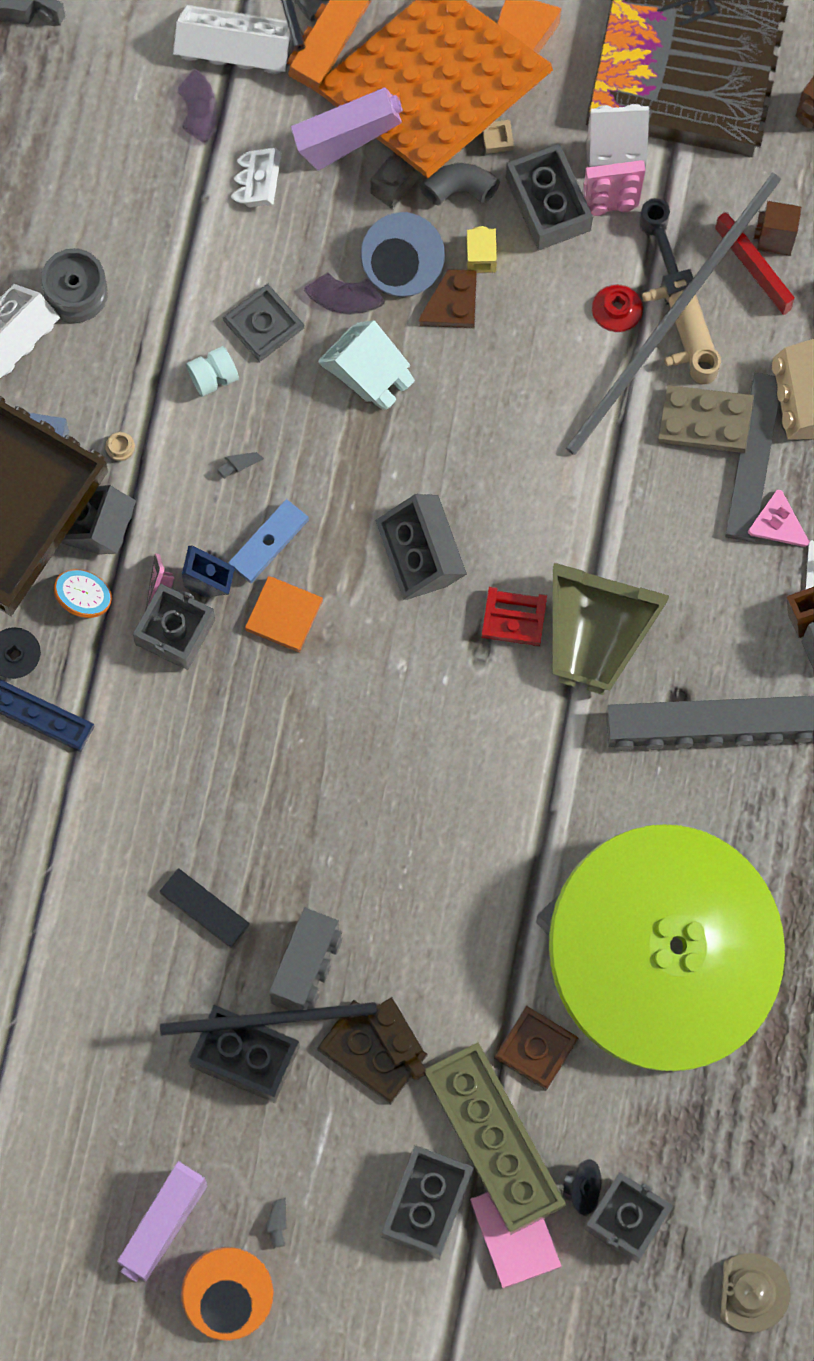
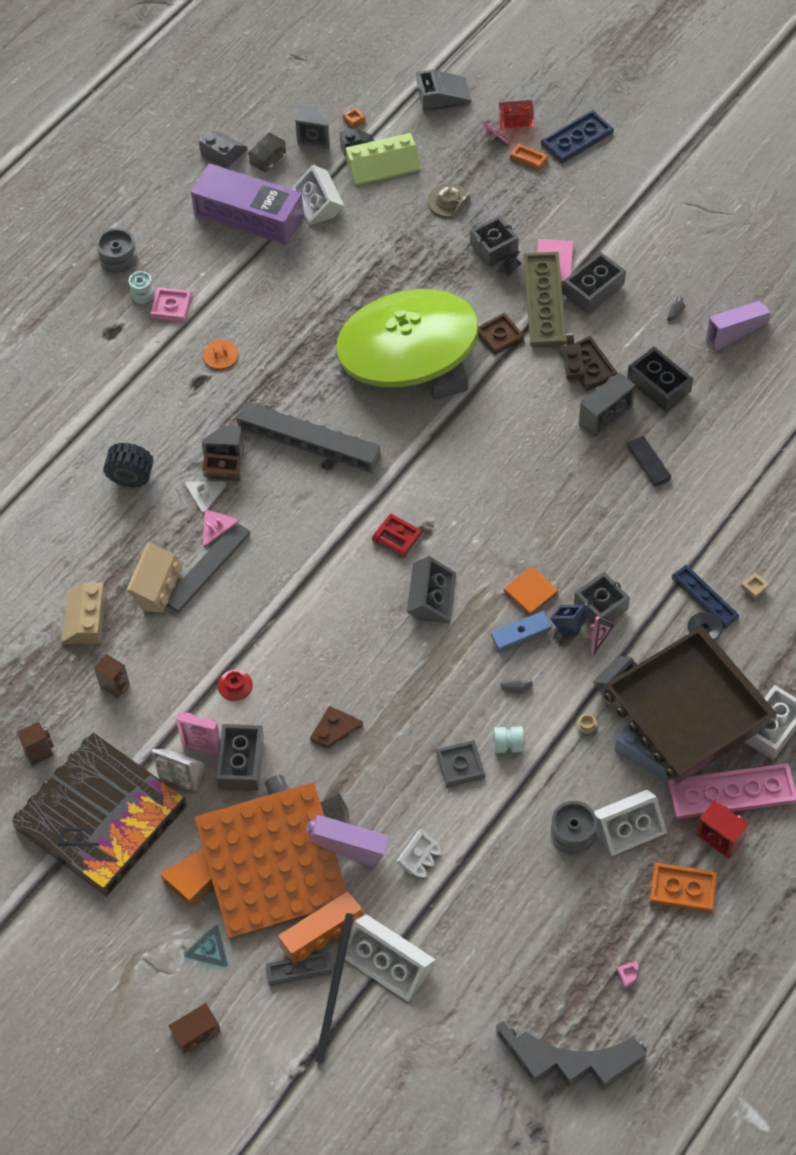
camera: 150 degrees left, 15 degrees down
(82, 593) = (647, 642): piece -> none
(201, 106) = (432, 923): clear purple tile -> none
(227, 1293) = (717, 284): orange piece -> none
(267, 1018) = (643, 379): black piece -> none
(344, 297) = (401, 759): clear purple tile -> none
(368, 363) = (411, 707): light aqua hips -> none
(402, 254) = (351, 762): sand blue piece -> none
(481, 249) = (300, 746): light yellow brick -> none
(598, 626) = (347, 504): olive cone -> none
(673, 313) = (204, 651): dark grey piece -> none
(691, 322) = (193, 670): tan piece -> none
(706, 419) = (222, 595): dark tan plate -> none
(757, 266) = (137, 670): red tile -> none

